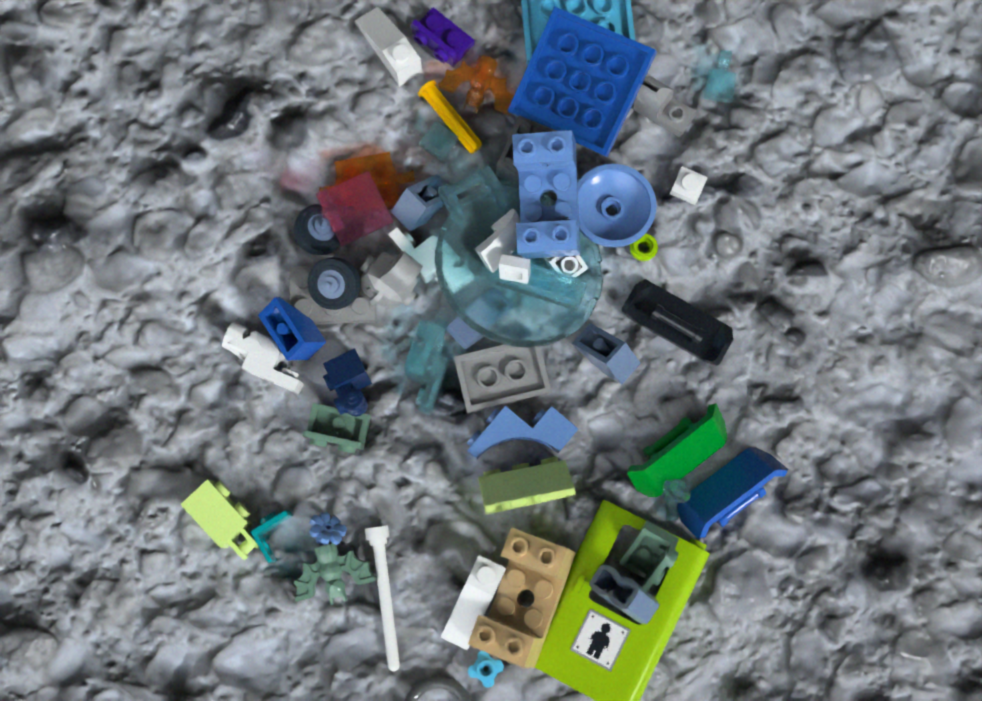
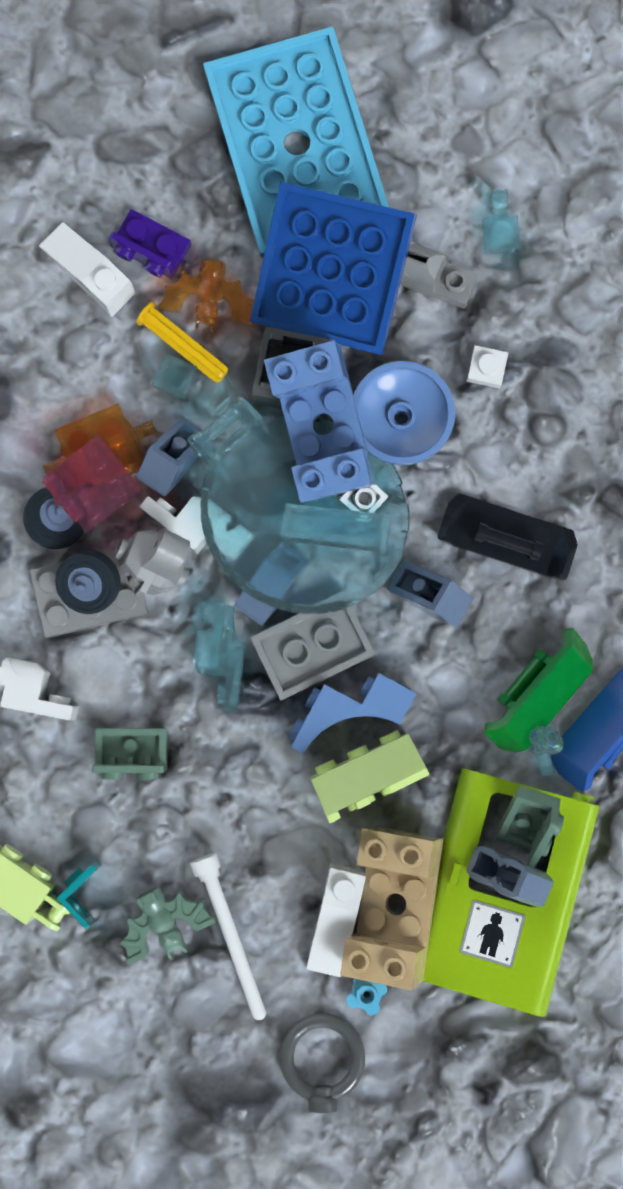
camera: 10 degrees left, 5 degrees up
(291, 330) = (50, 648): blue slope -> none
(327, 529) = (145, 873): medium blue plant -> none
(347, 376) = (127, 689): dark blue brick -> none
(500, 242) = (279, 489): white slope -> none
(514, 268) = (300, 518): white plate -> none
(652, 246) = (459, 453): lime plate -> none

